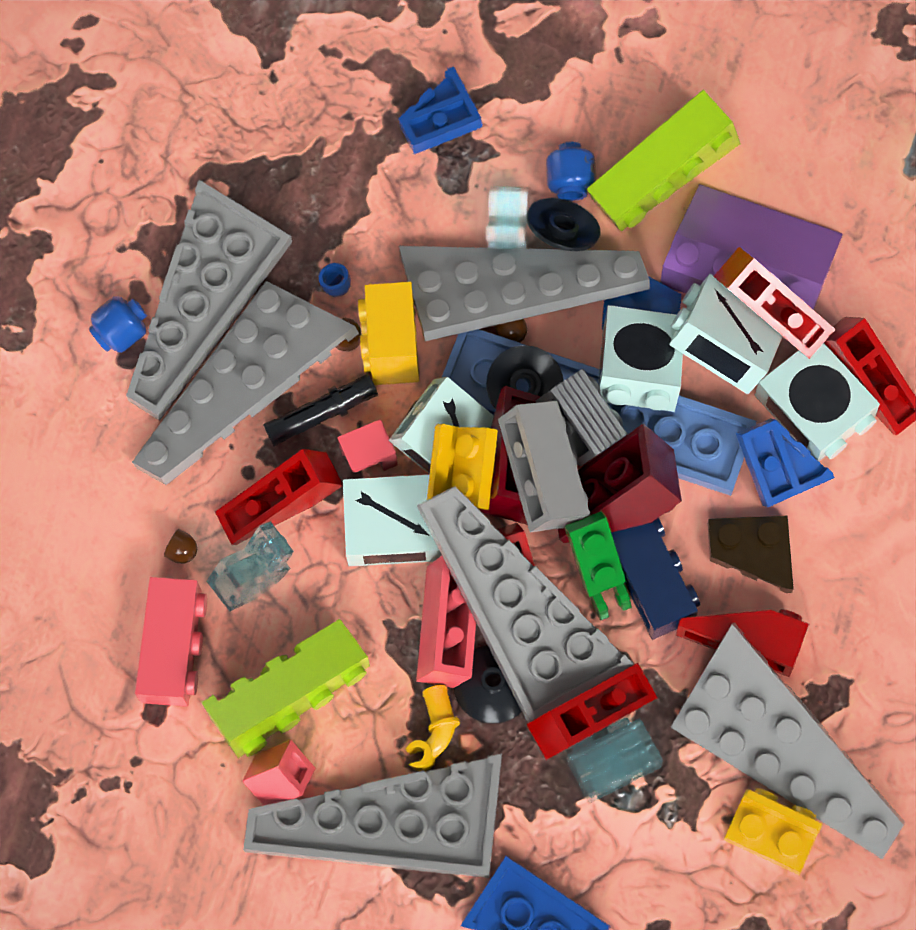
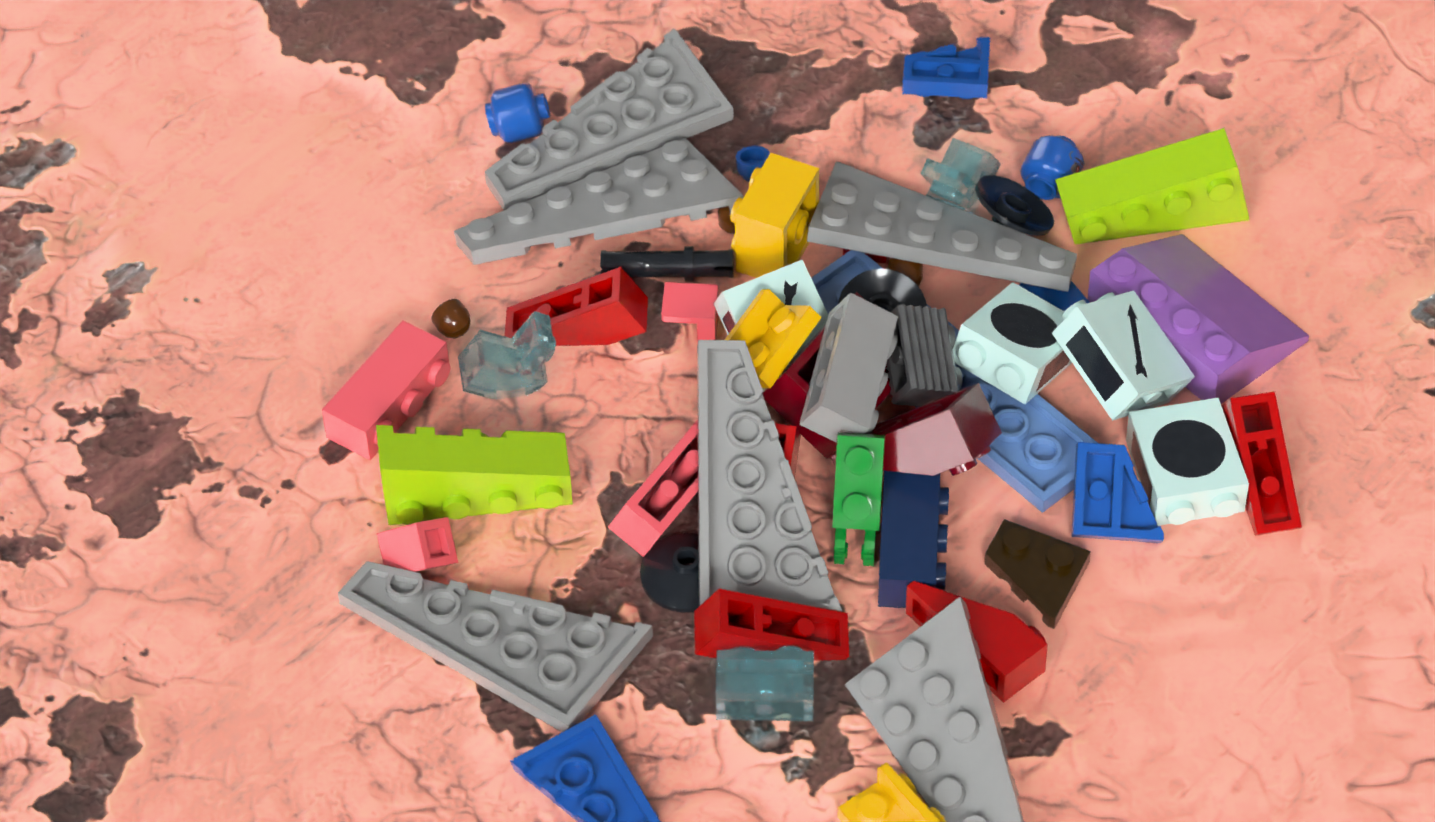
camera: 25 degrees right, 20 degrees down
(385, 521) = (657, 380): light aqua brick -> none
(442, 728) = (607, 579): yellow piece -> none
(774, 302) = (1185, 338): slope -> none

